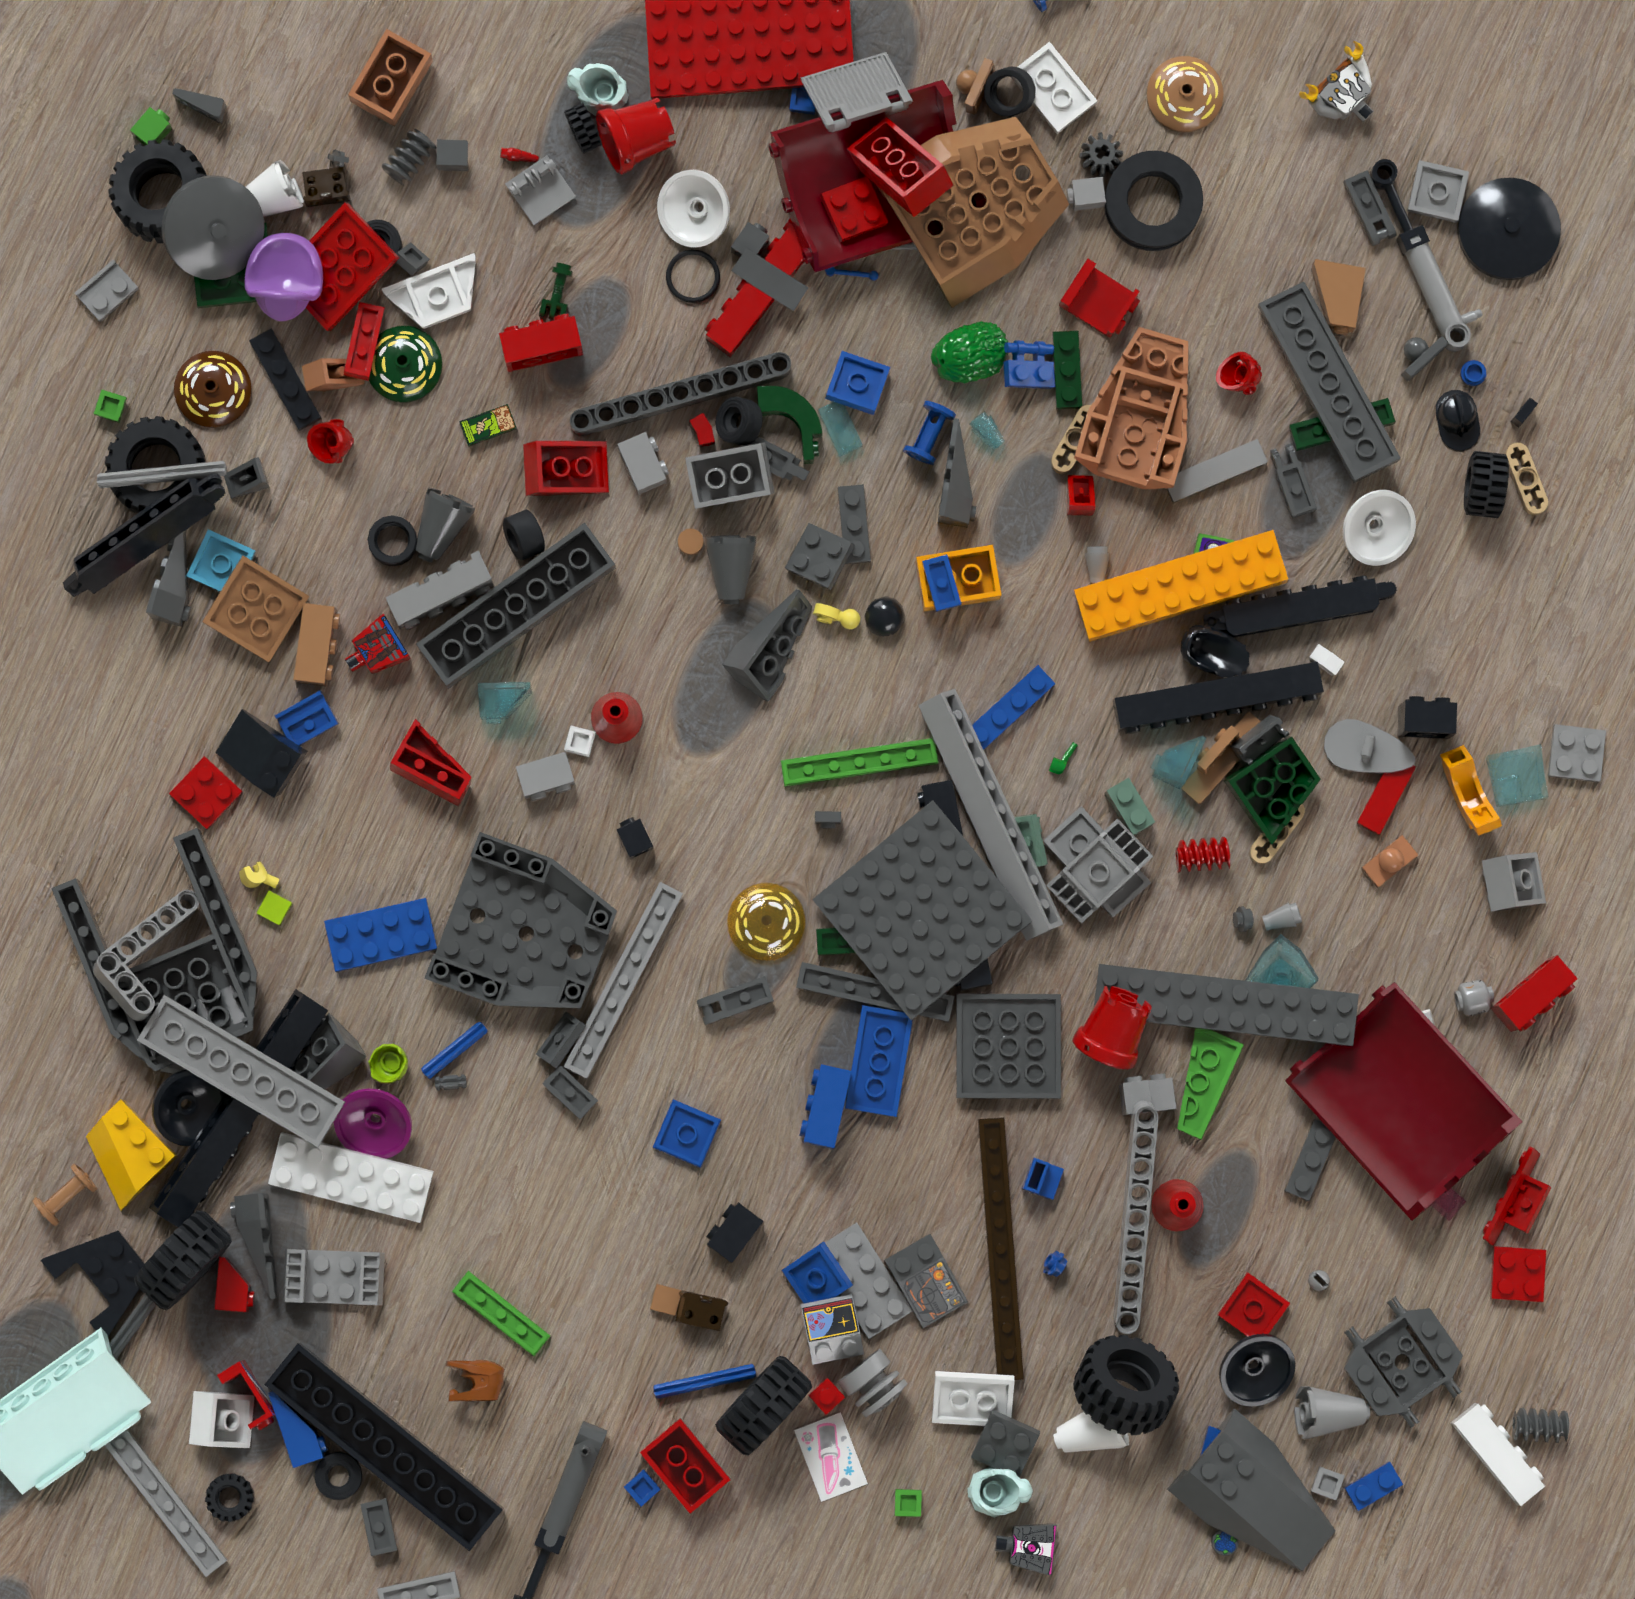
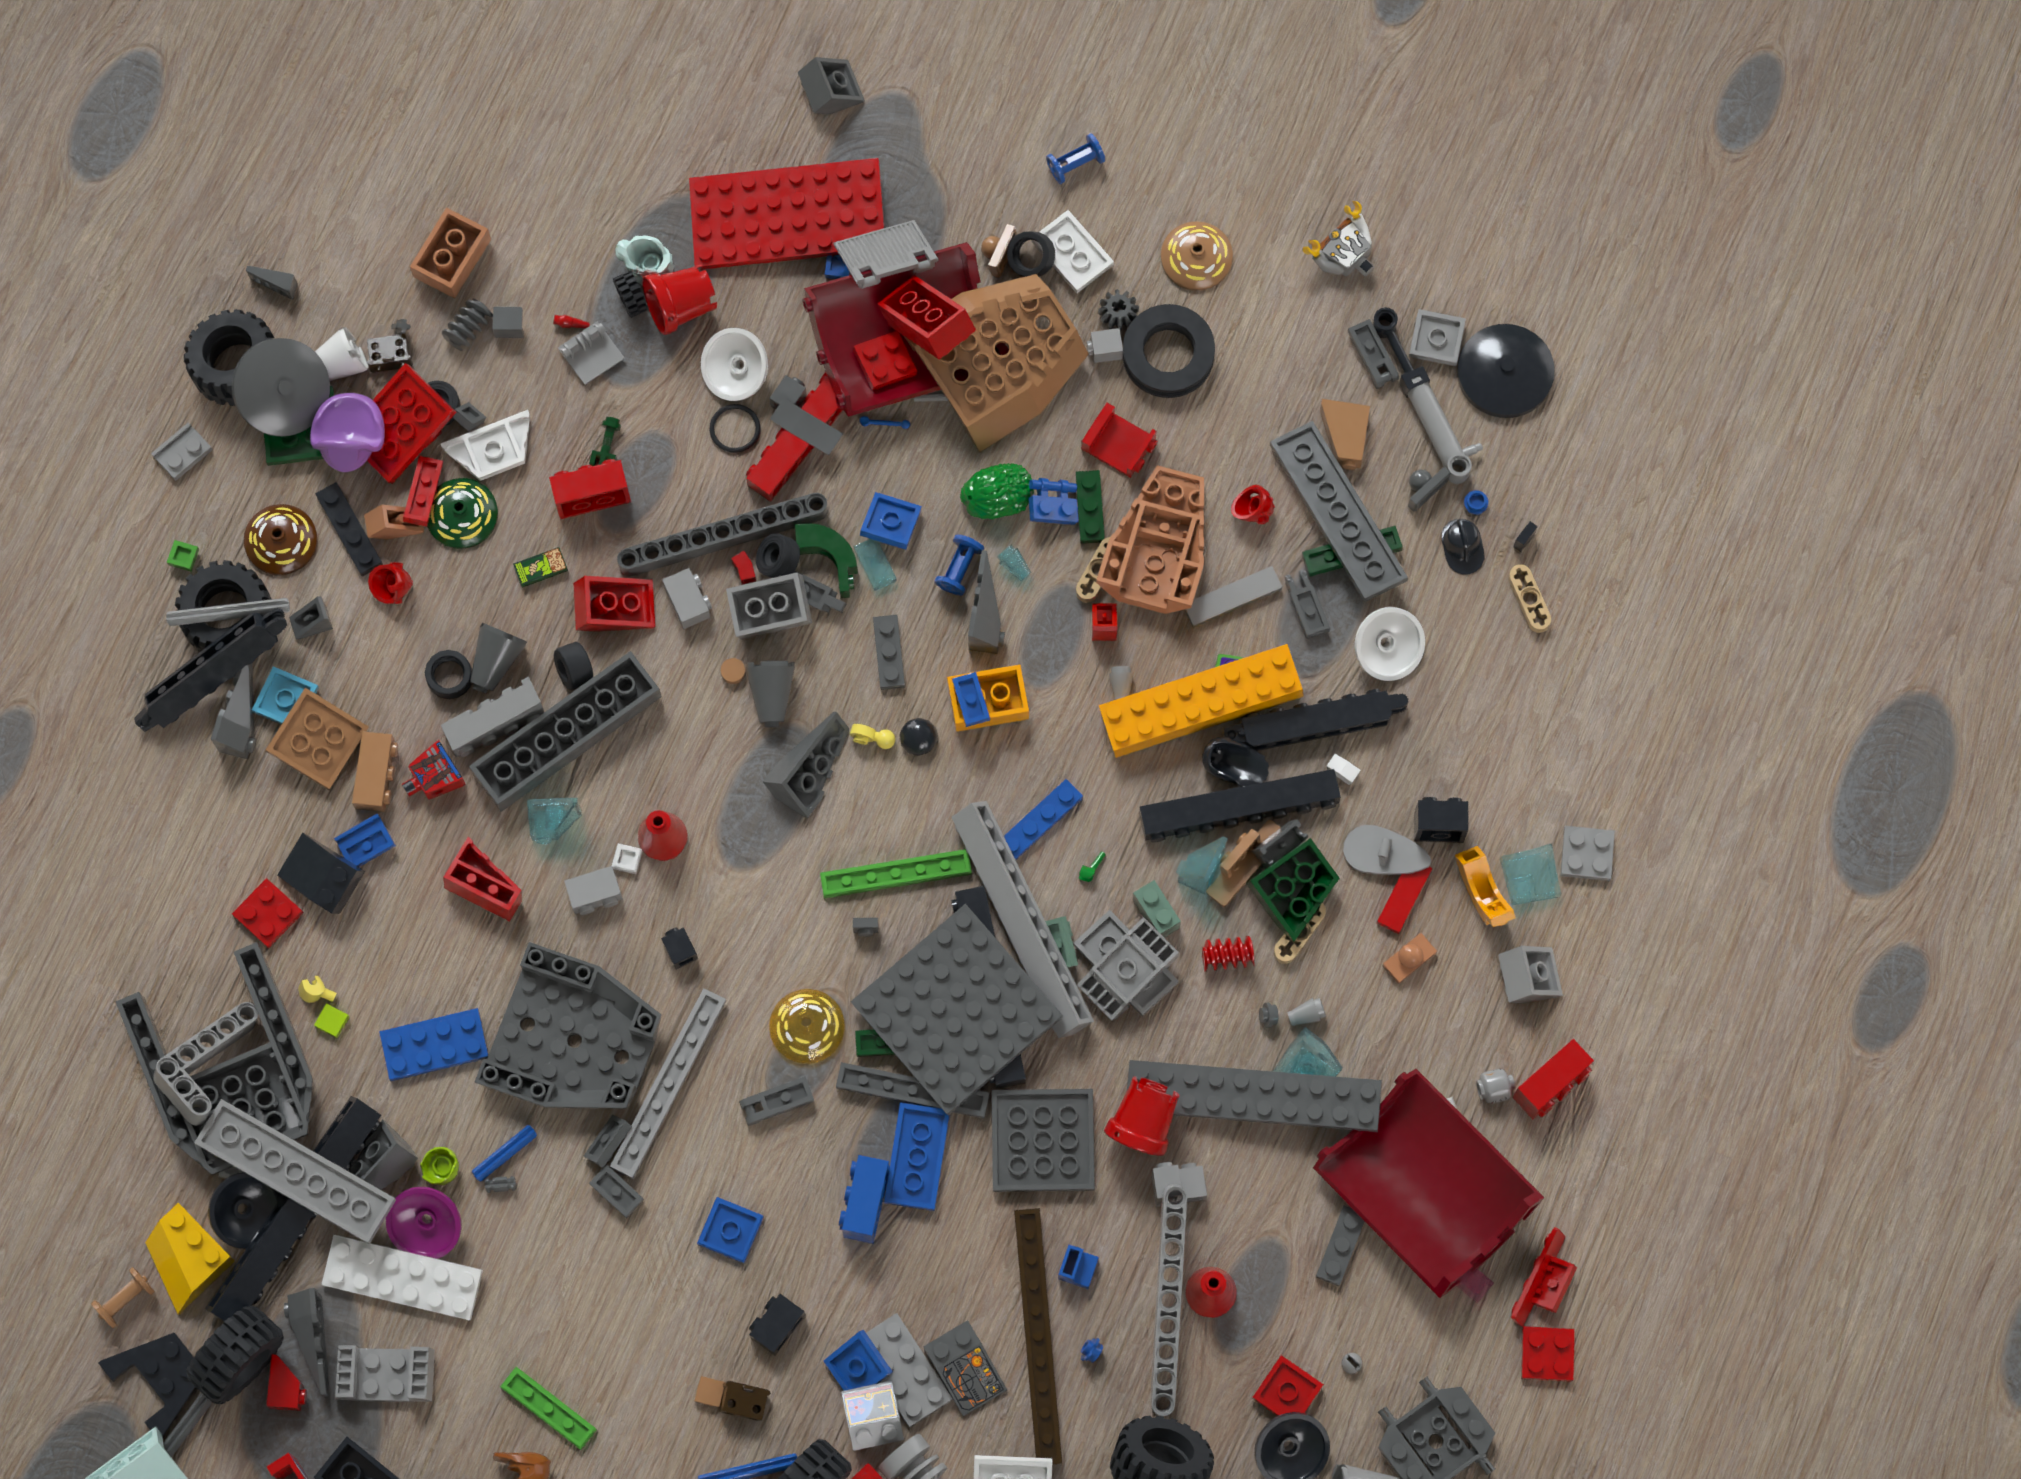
camera: 10 degrees right, 10 degrees down
(151, 126) = (226, 299): bright green brick -> none
(819, 556) = (856, 681): dark grey plate -> none
(1207, 1076) = (1238, 1164): bright green wing -> none
(1486, 484) = (1490, 601): black tyre -> none

